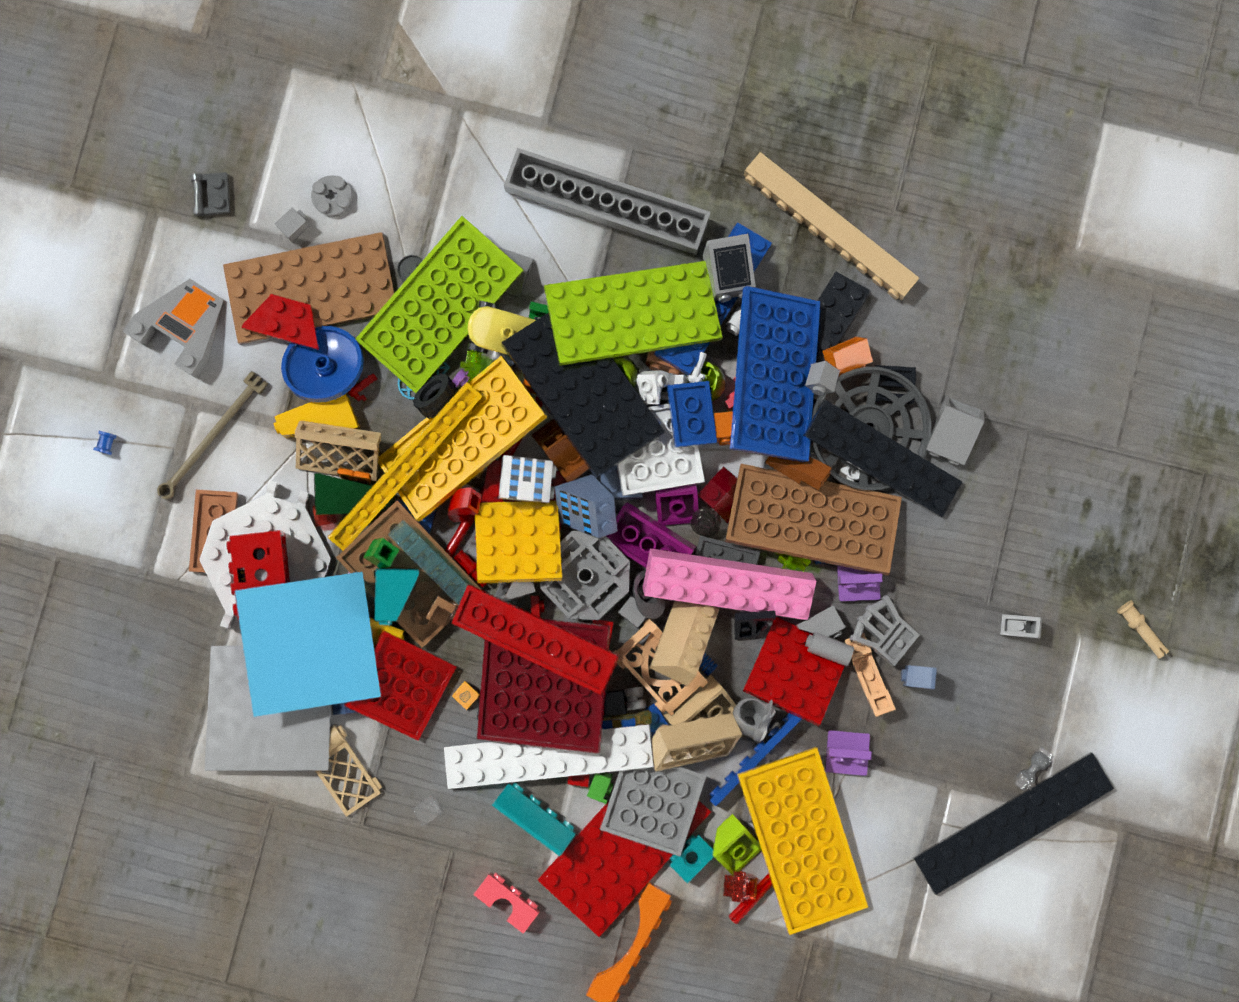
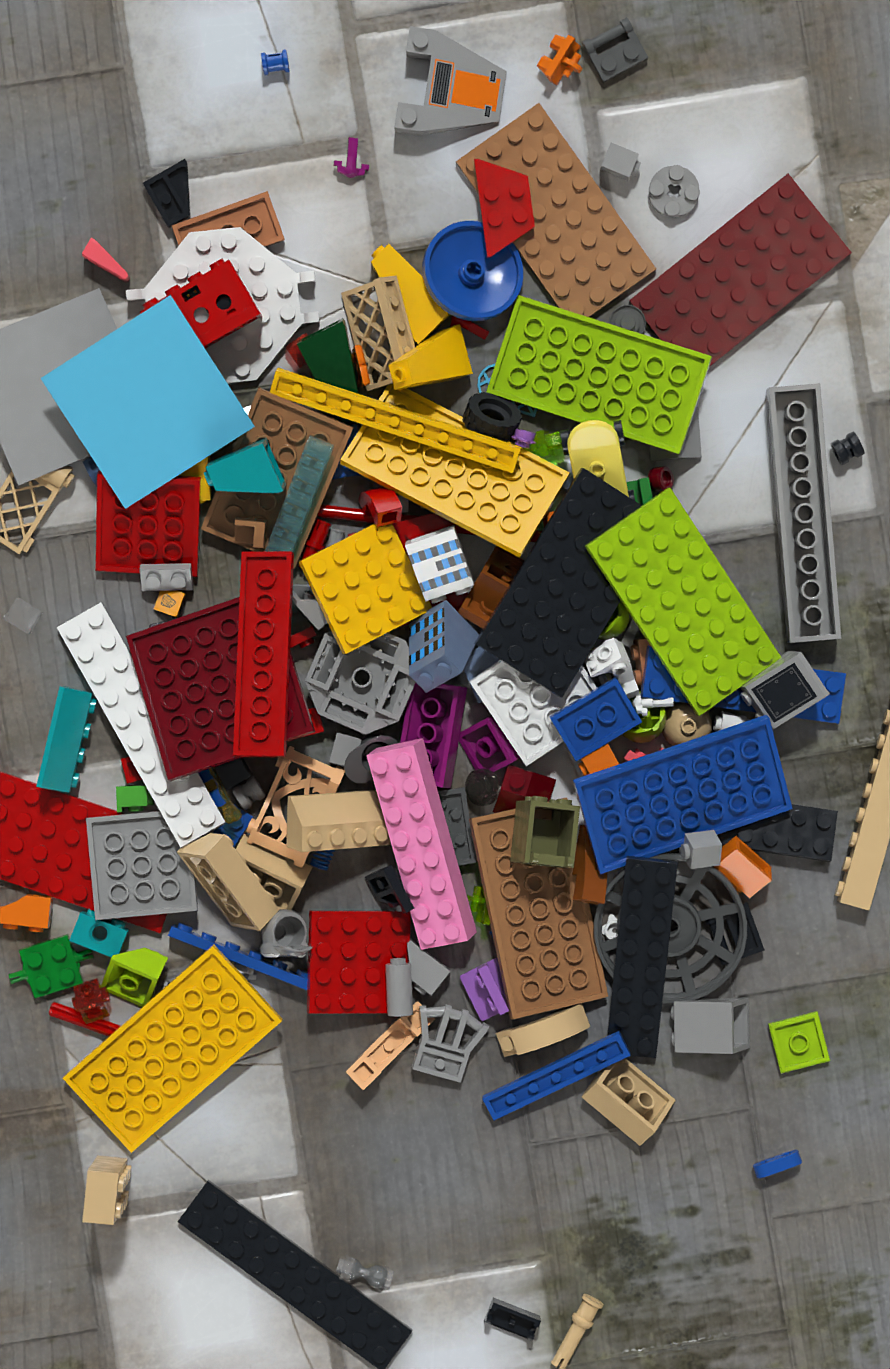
camera: 60 degrees right, 5 degrees up
(165, 561) = (171, 193): none -> black wing
(188, 634) = (100, 257): none -> coral slope
(201, 232) = (563, 62): none -> orange hips
(208, 421) = (350, 170): none -> magenta piece
(252, 386) = (412, 200): dark tan hinge -> none
(375, 420) = (433, 361): none -> yellow slope
(381, 553) = (284, 438): green brick -> none
(412, 171) = (742, 273): none -> dark red plate
(446, 689) = (166, 577): none -> light grey plate
(535, 294) = (660, 478): none -> dark red tile
(573, 150) = (847, 448): none -> black wheel
(700, 906) = (51, 966): none -> green plate
(724, 353) = (684, 724): none -> tan cylinder
(766, 493) = (545, 841): none -> olive container
(847, 753) = (292, 1057): medium lavender bracket -> none
(890, 938) = (106, 1190): none -> tan brick
(908, 556) = (543, 1031): none -> tan arch
(918, 677) = (411, 1101): sand blue slope -> none
(944, 560) = (556, 1075): none -> blue plate
(984, 514) = (629, 1100): none -> tan slope
(994, 372) = (799, 1042): none -> lime tile
(1021, 626) = (519, 1192): light grey slope -> none
(1078, 429) = (777, 1163): none -> blue beam
(1114, 672) = (512, 1319): none -> black hinge

